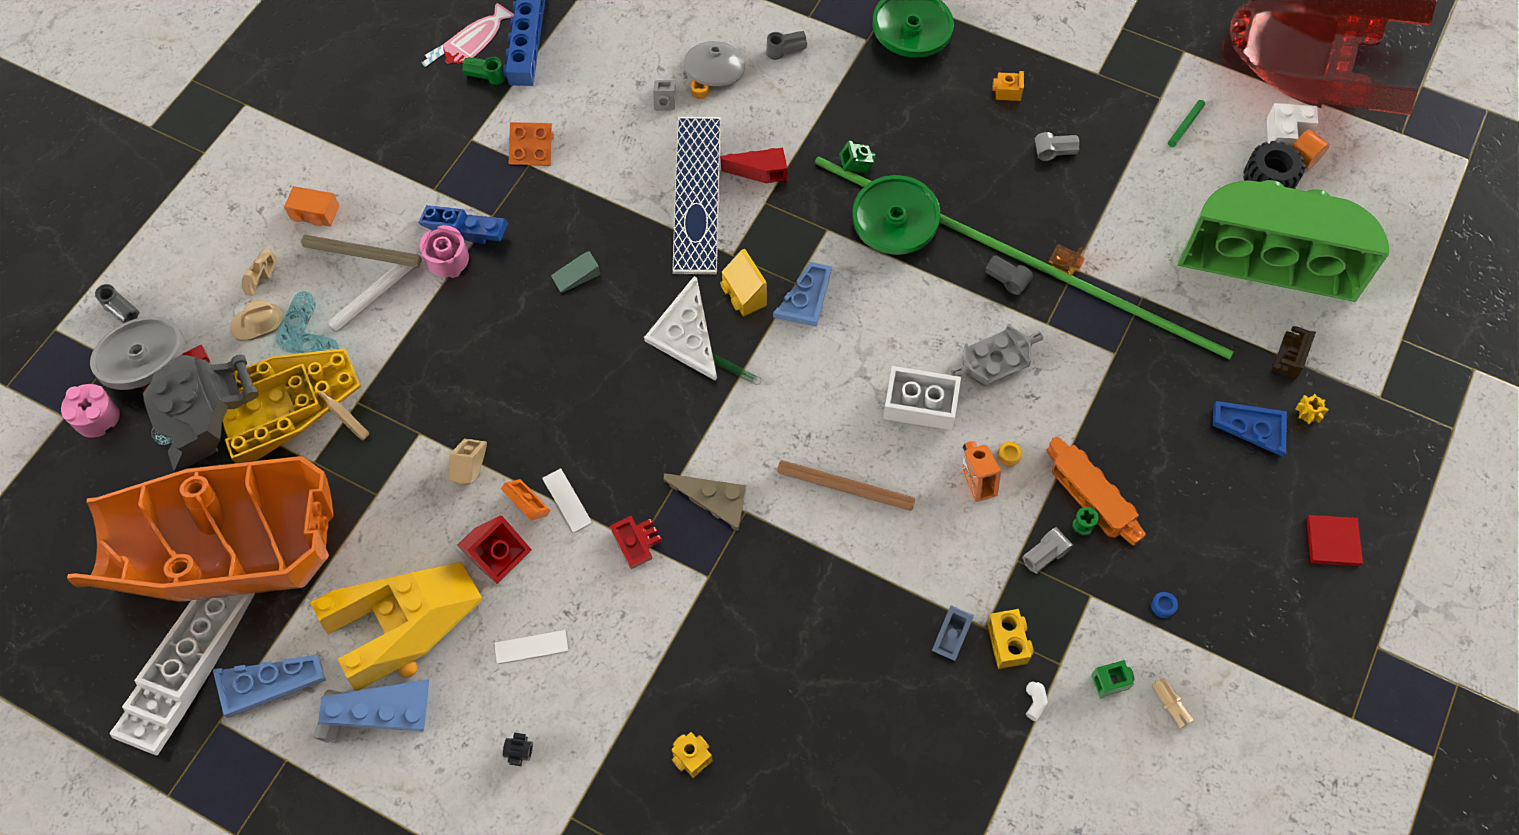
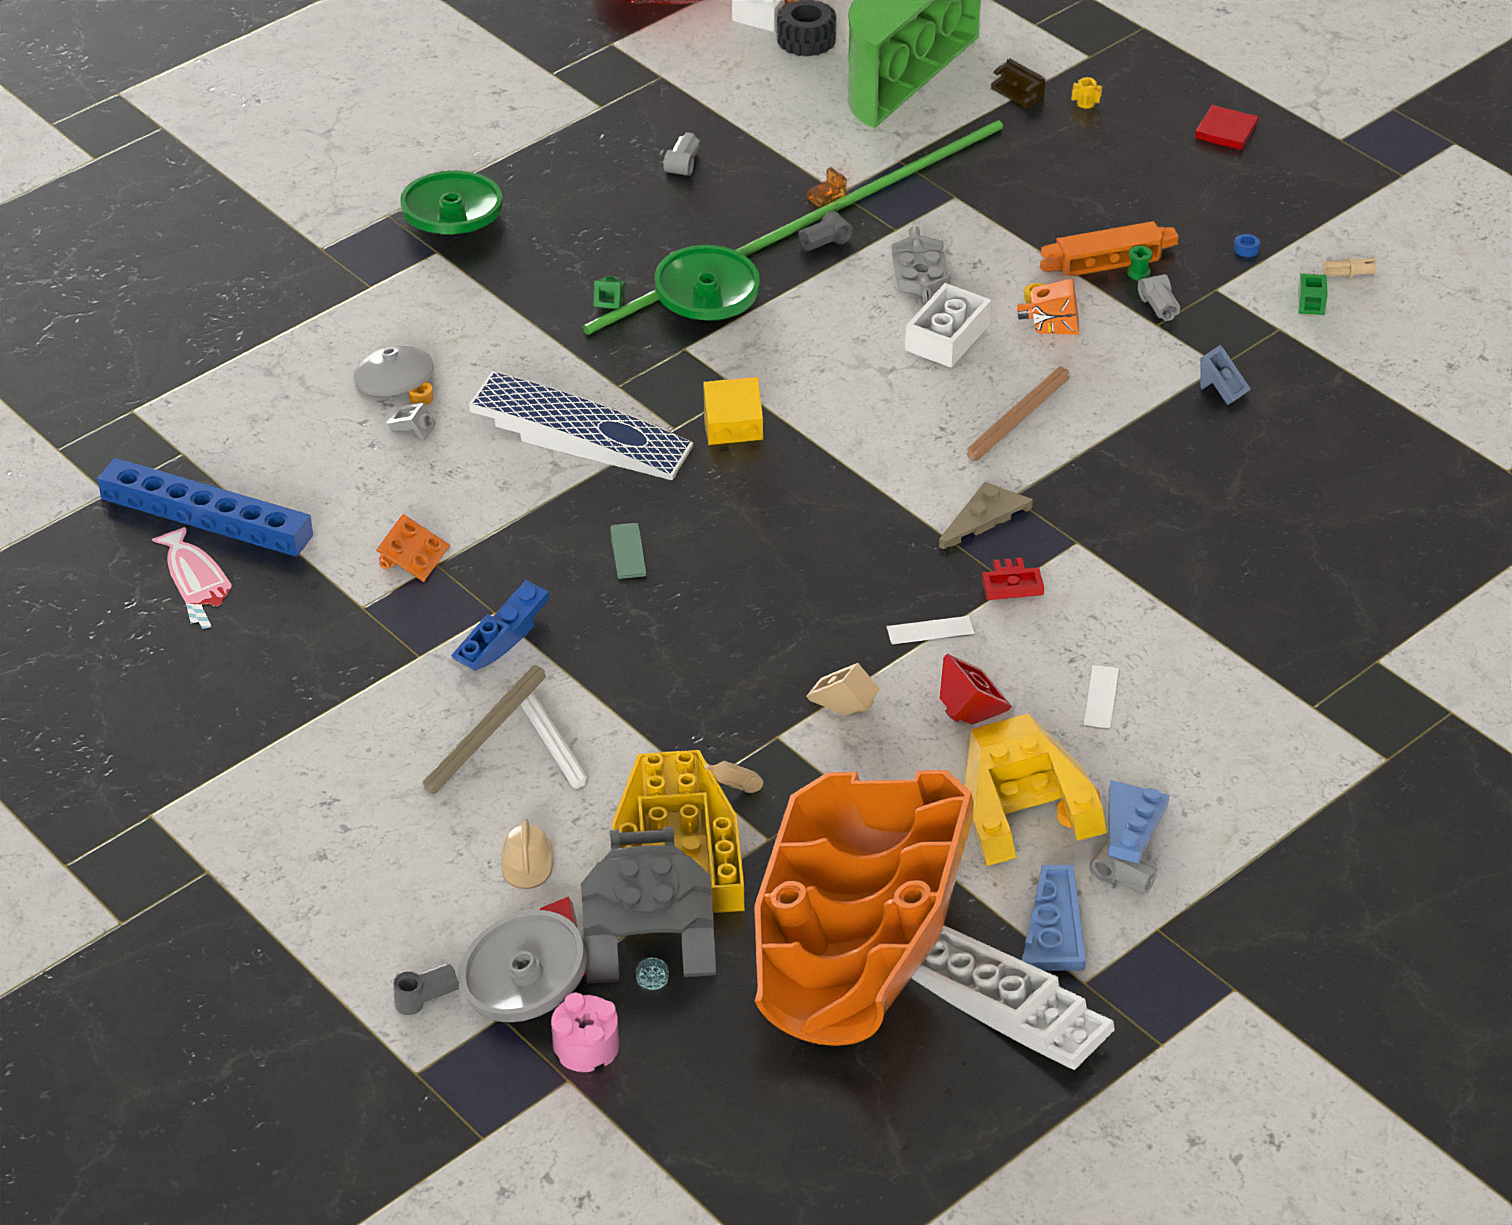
camera: 70 degrees left, 20 degrees down
(260, 268) = (458, 830): tan slope -> none
(297, 333) = (576, 818): clear light blue beam -> none
(311, 206) = (382, 765): orange brick -> none
(444, 251) = (537, 643): bright pink brick -> none
(487, 69) = (270, 560): green piece -> none
(517, 749) = (1225, 719): black gear -> none
(525, 499) = (920, 655): orange plate -> none
(684, 331) = (762, 485): white tile -> none
(694, 762) = (1283, 587): yellow brick -> none
(725, 361) = (826, 460): green piece -> none
(761, 165) = (572, 365): red slope -> none
(779, 44) = (406, 308): dark grey piece -> none
(806, 297) = (777, 383): medium blue wing -> none
(1002, 638) = (1246, 345): yellow brick -> none
(1009, 86) = (582, 163): light orange brick -> none
(1039, 698) = (1315, 348): white arm -> none
(1186, 123) = (707, 68): green bar -> none
(1254, 424) = (1085, 132): blue wing -> none

